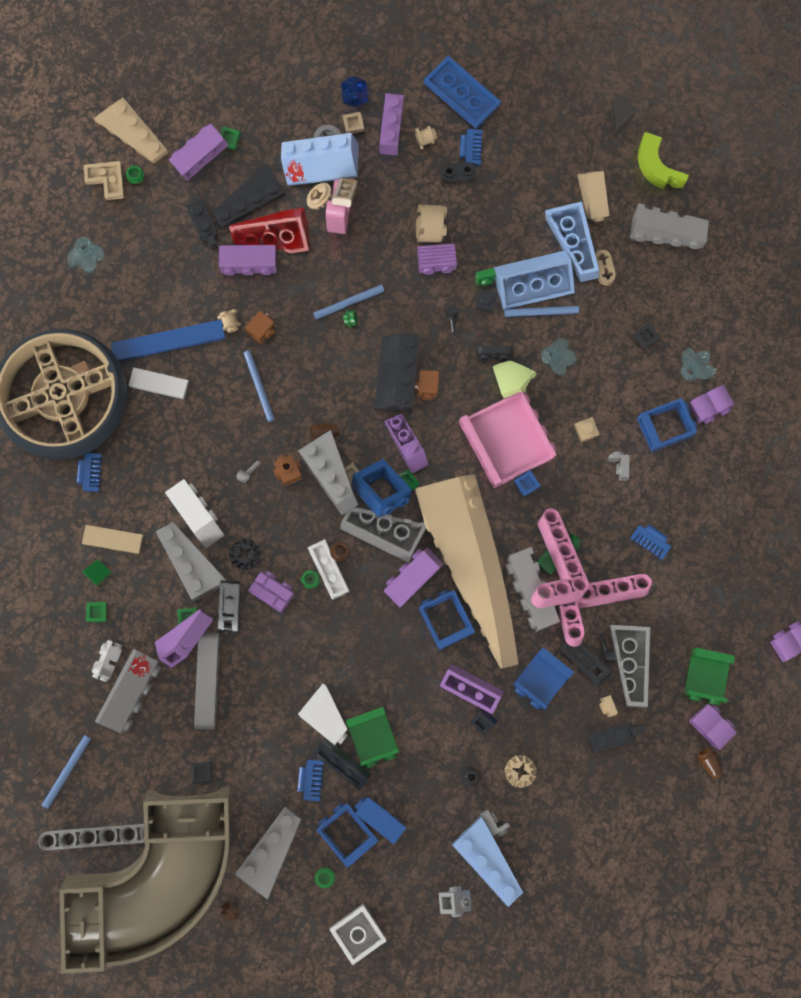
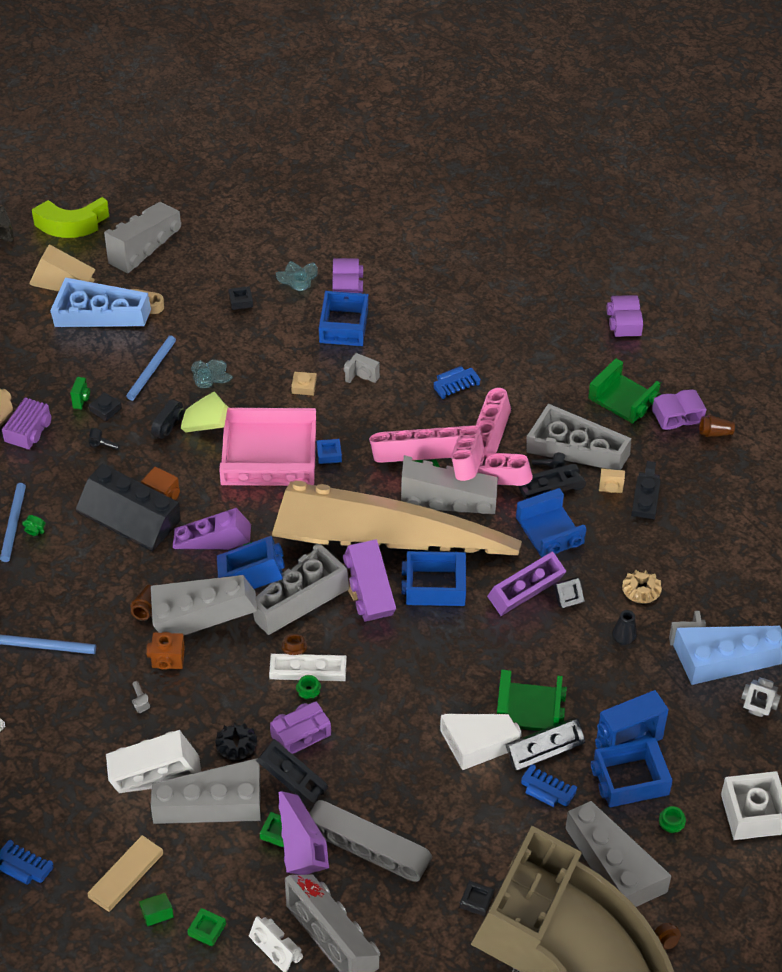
camera: 60 degrees left, 30 degrees down
(534, 280) = (115, 355): light blue slope -> none

